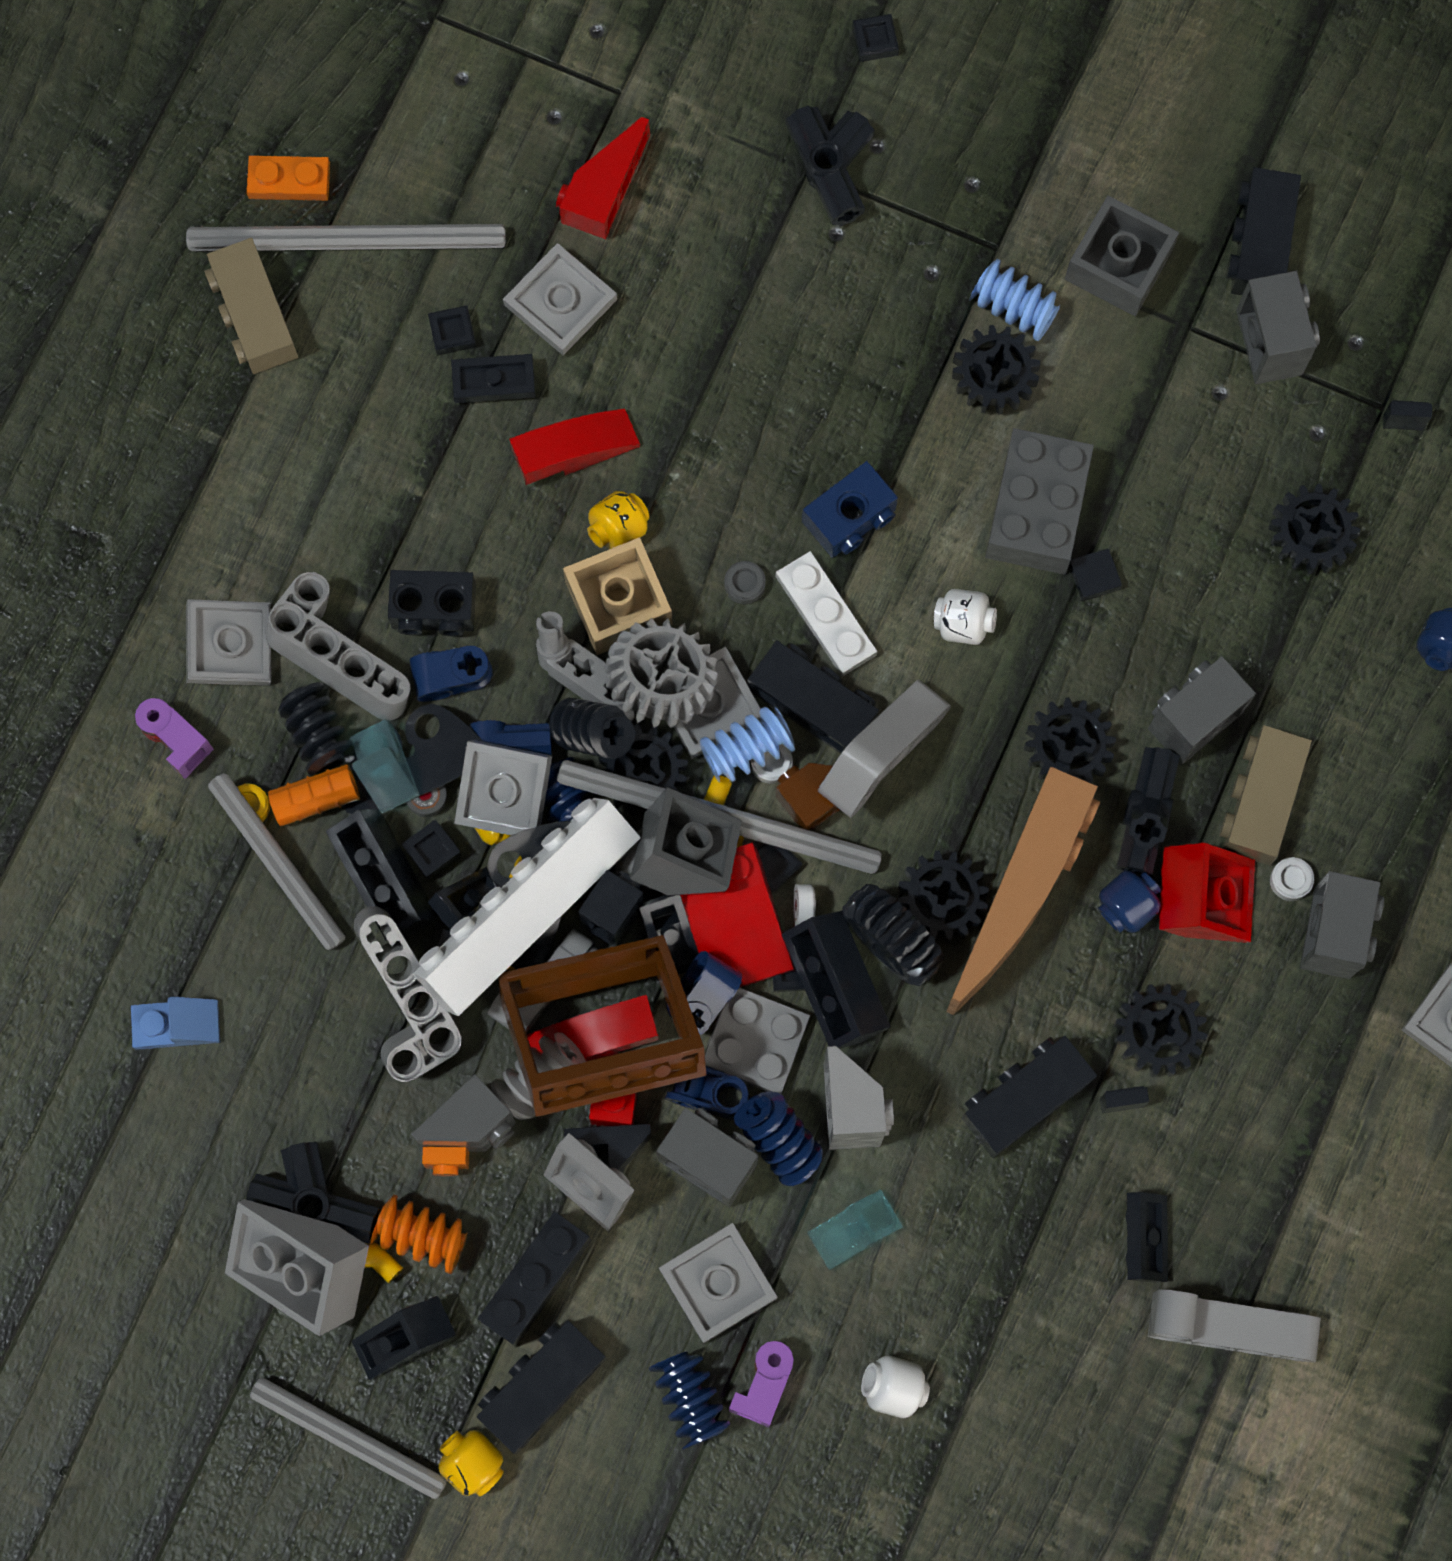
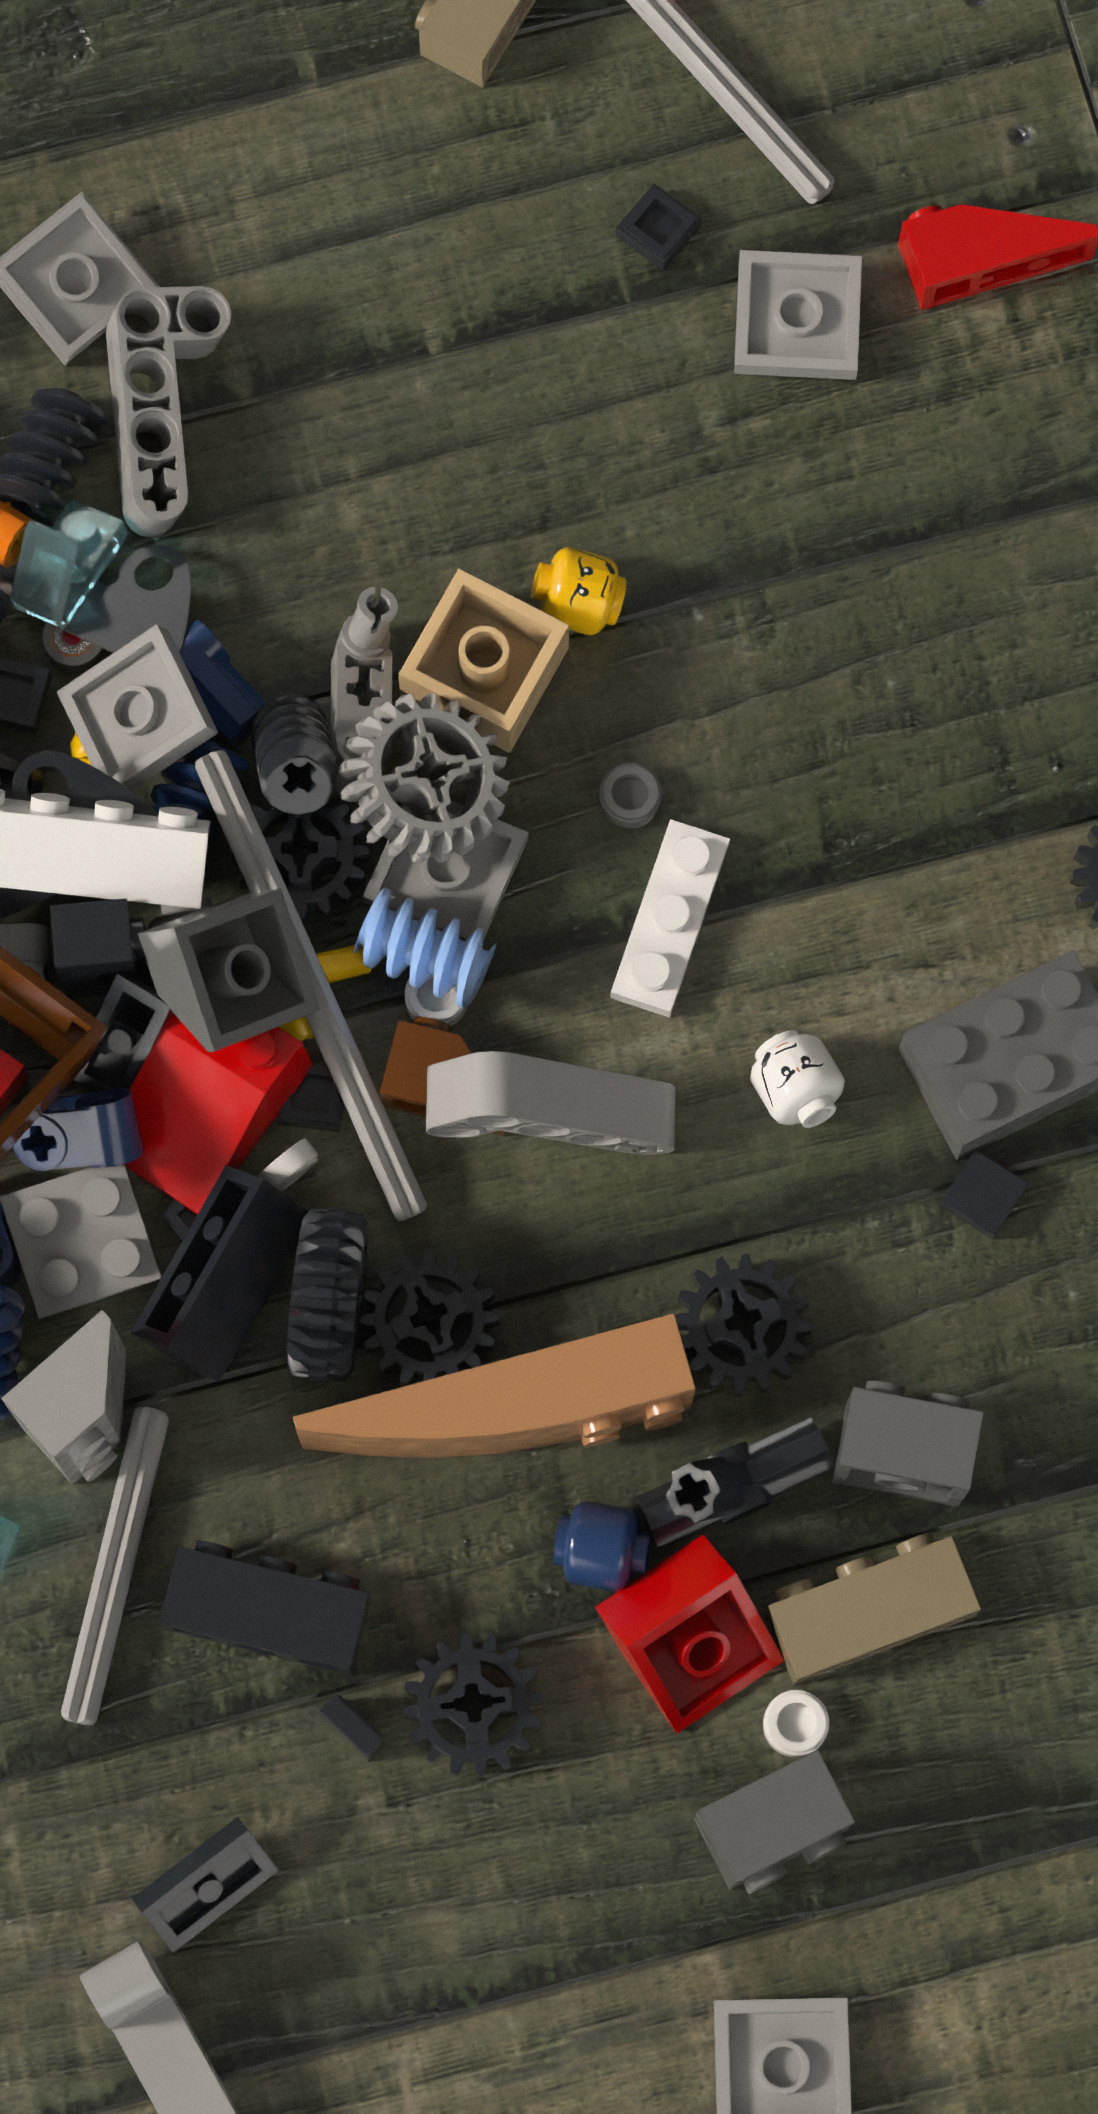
camera: 50 degrees right, 0 degrees up
(434, 590) = (319, 455): black brick -> none
(445, 674) = (233, 543): dark blue piece -> none
(493, 378) = (636, 317): black plate -> none
(573, 444) = (631, 468): red slope -> none
(811, 696) = (550, 972): black brick -> none
(860, 489) = (850, 829): dark blue brick -> none
(946, 1160) = (115, 1566): none -> light grey axle

